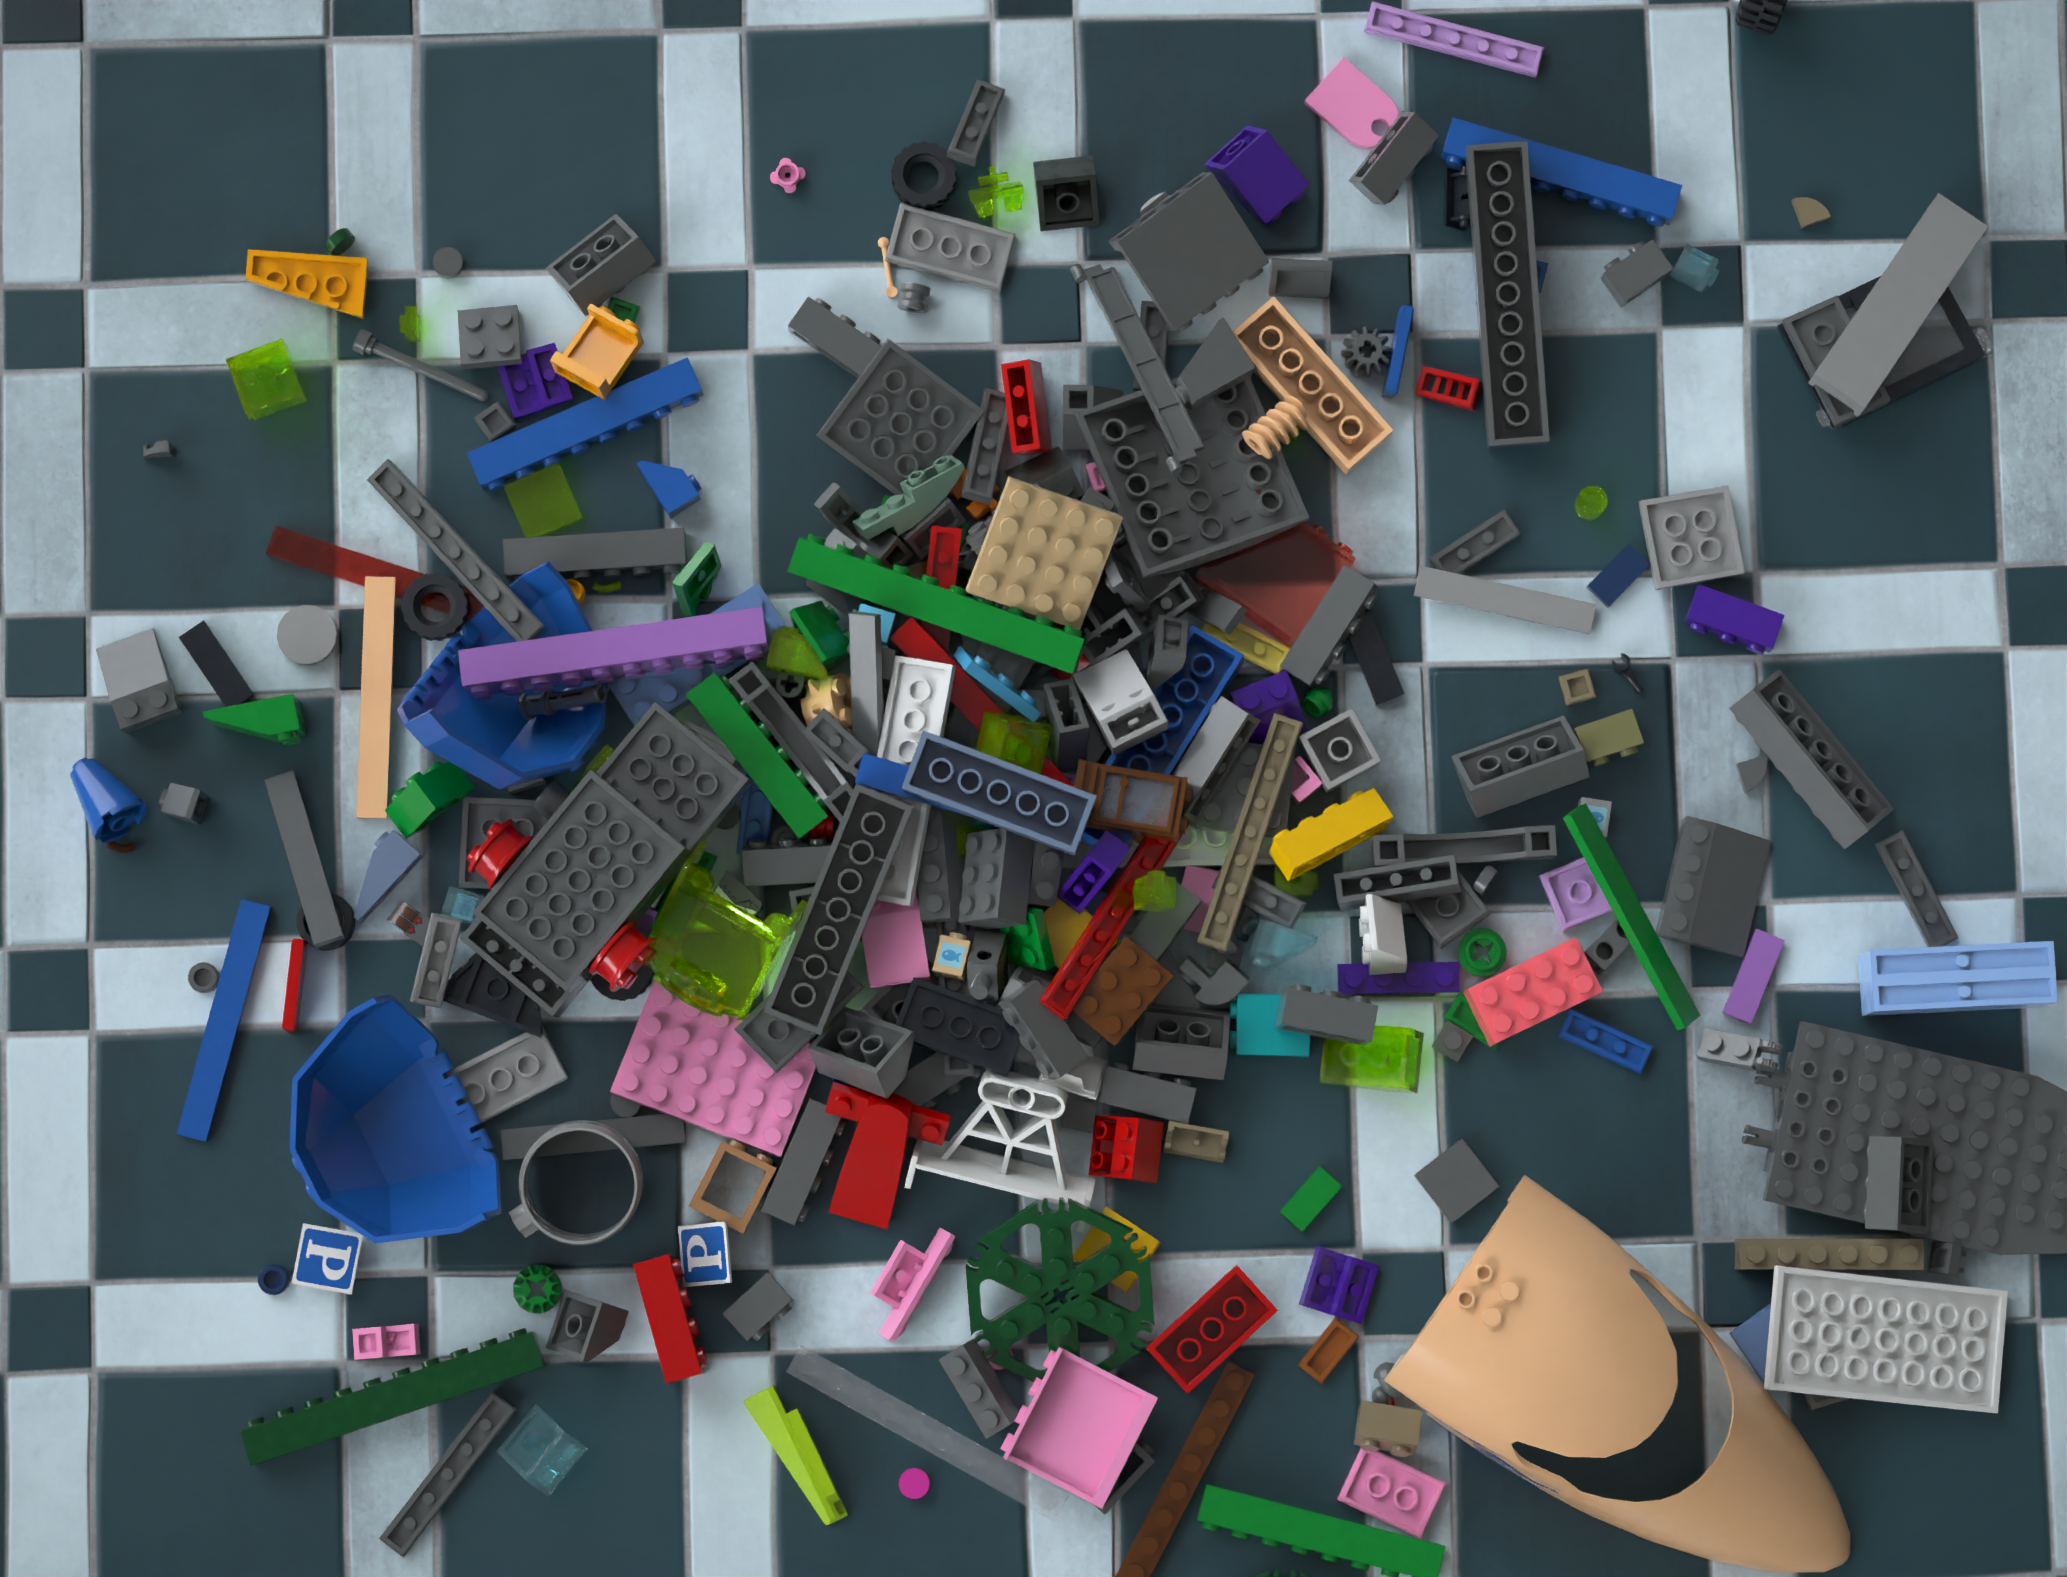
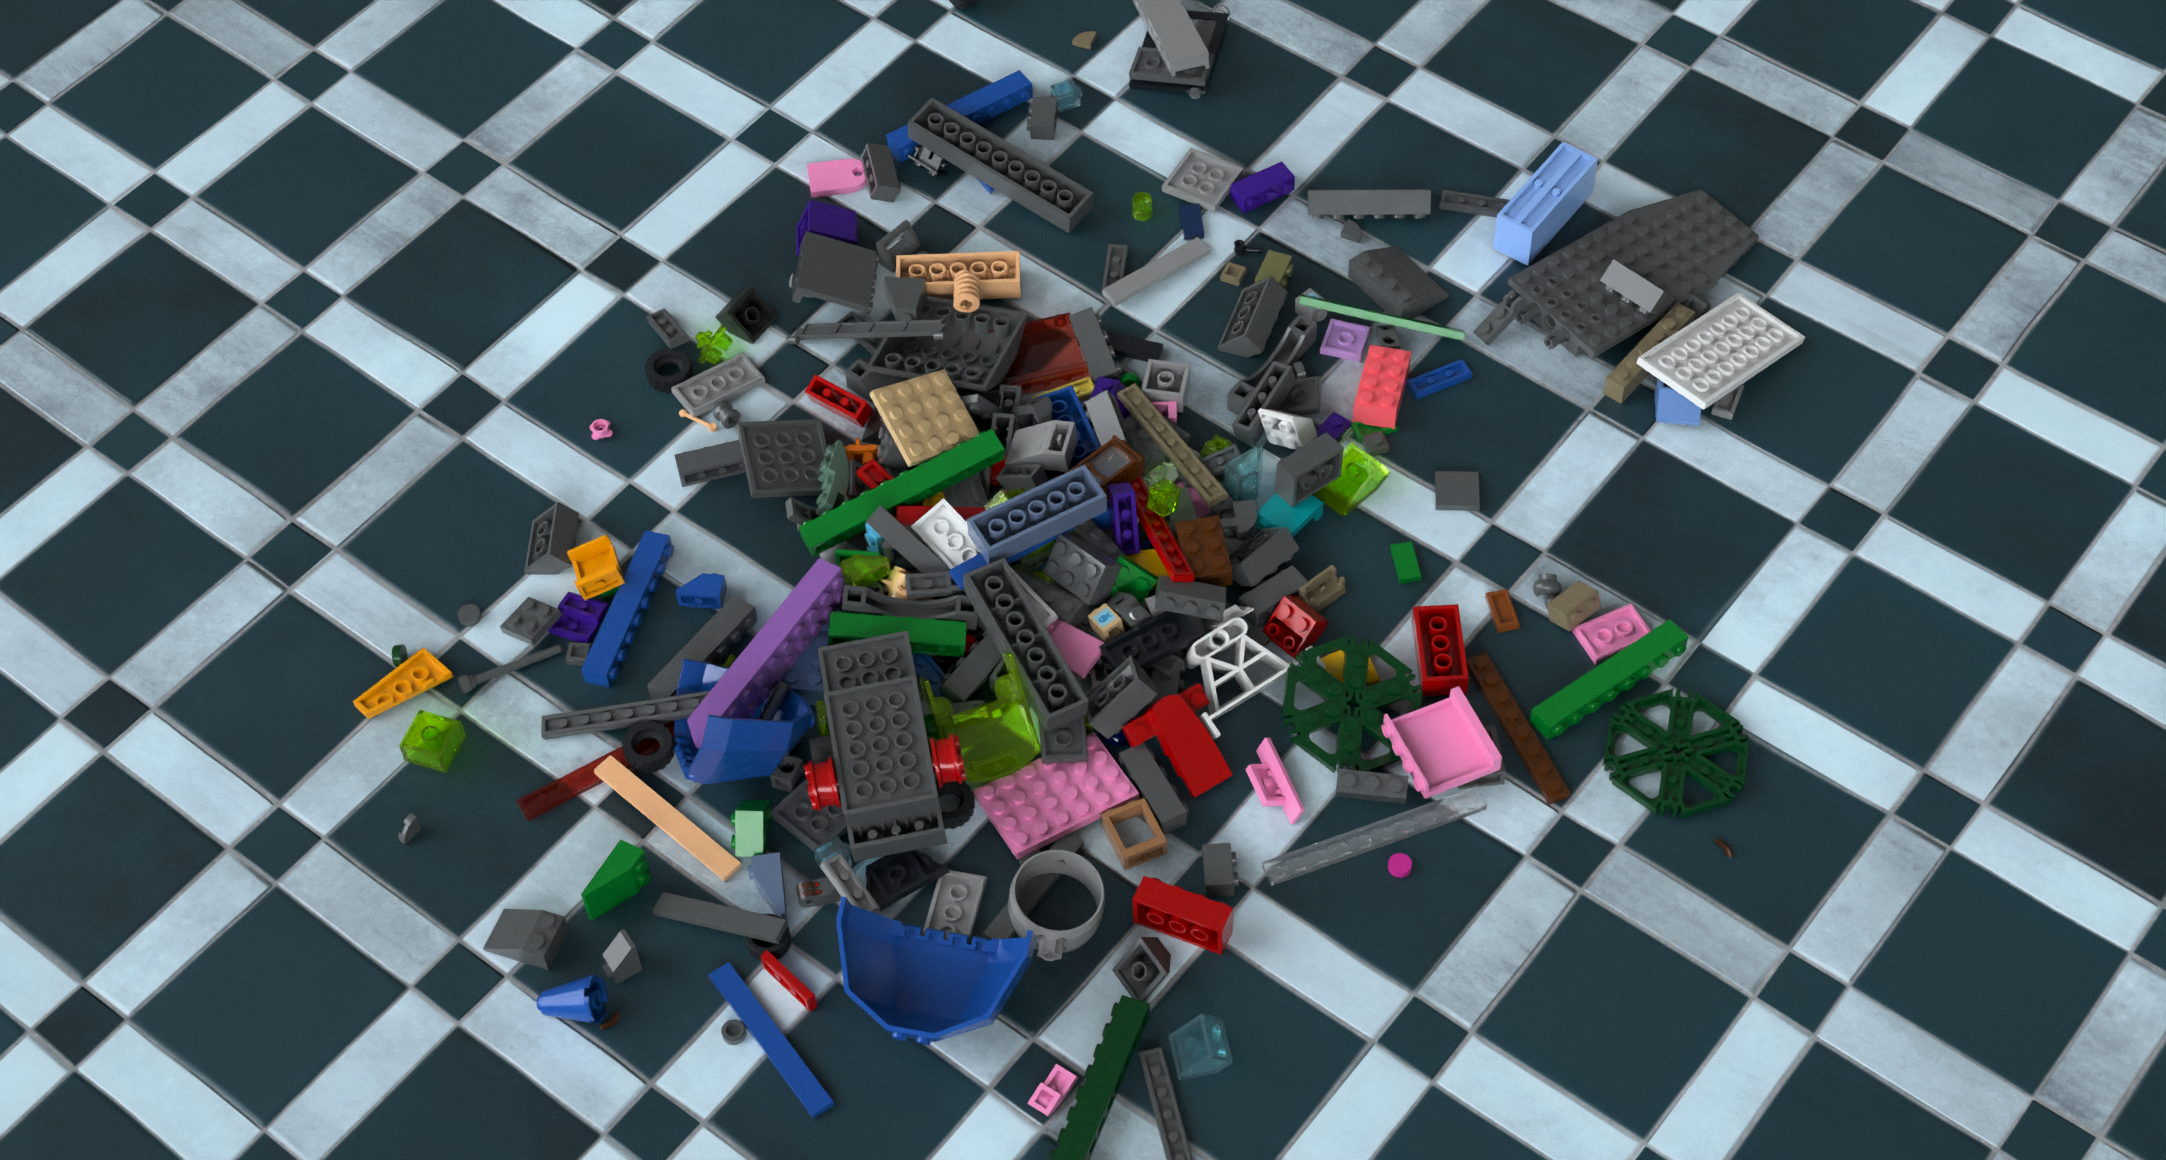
camera: 45 degrees left, 30 degrees down
(216, 665) = (555, 889): black tile -> none
(273, 1279) = (954, 1128): dark blue tile -> none
(307, 635) = (594, 830): light grey tile -> none
(327, 1258) = (971, 1083): piece -> none
(411, 324) = (482, 652): clear neon green plate -> none
(536, 1274) = (1107, 988): green gear -> none
(543, 502) = (646, 659): clear neon green tile -> none
(697, 579) = (764, 605): green wing -> none
(705, 1254) = (1161, 865): piece -> none
(797, 1451) = (1325, 910): lime wedge -> none
(986, 448) = (840, 429): dark grey tile -> none
(998, 684) = (967, 492): dark azure wing -> none
(1218, 611) = (1039, 385): dark grey tile -> none
(1330, 833) = (1207, 413): yellow brick -> none
(1338, 1284) = (1467, 581): dark purple slope -> none
(1356, 345) = (966, 243): dark grey gear -> none
(1399, 346) = (978, 232): blue tile -> none
(1454, 39) = (847, 119): lavender tile -> none
(1464, 381) = (1021, 220): red slope -> none
(1496, 955) = (1345, 394): green gear -> none
(1572, 1357) = (1604, 451): light nougat piece -> none
(1753, 976) = (1463, 296): medium lavender tile -> none

